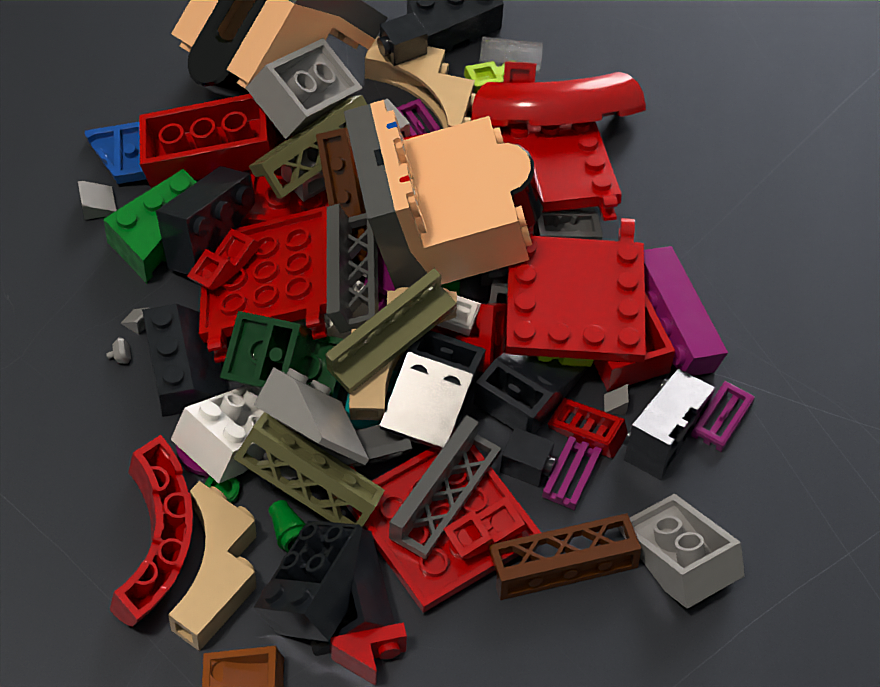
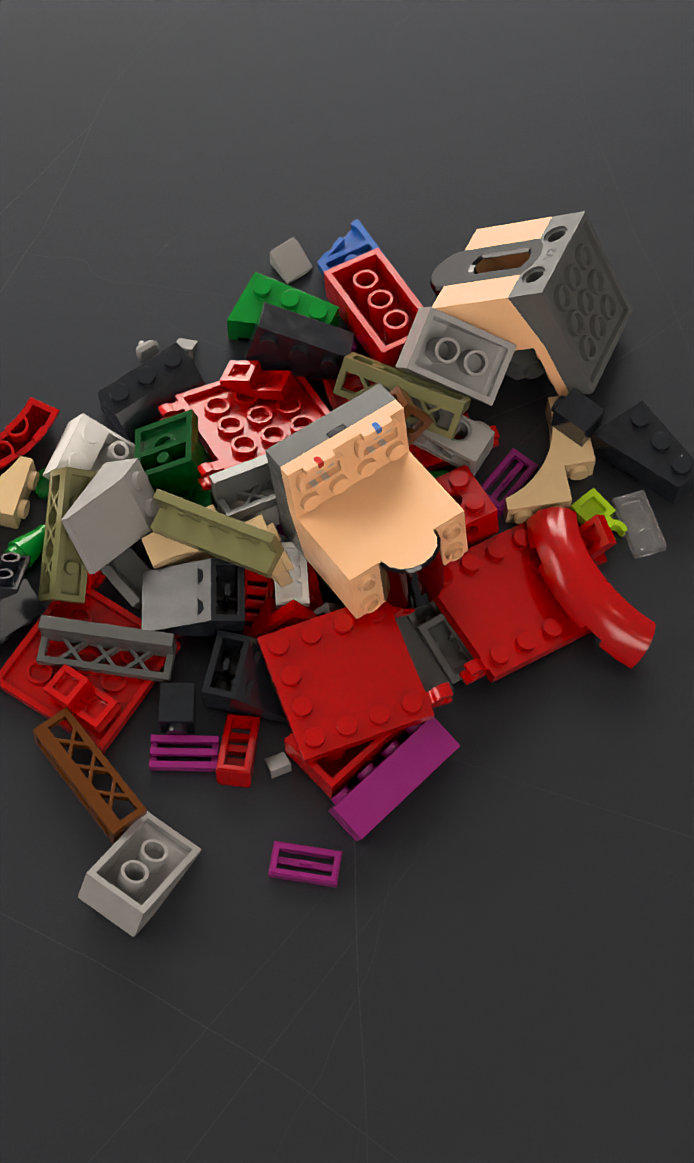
camera: 70 degrees right, 10 degrees up
(667, 423) = (264, 812): wedge -> none

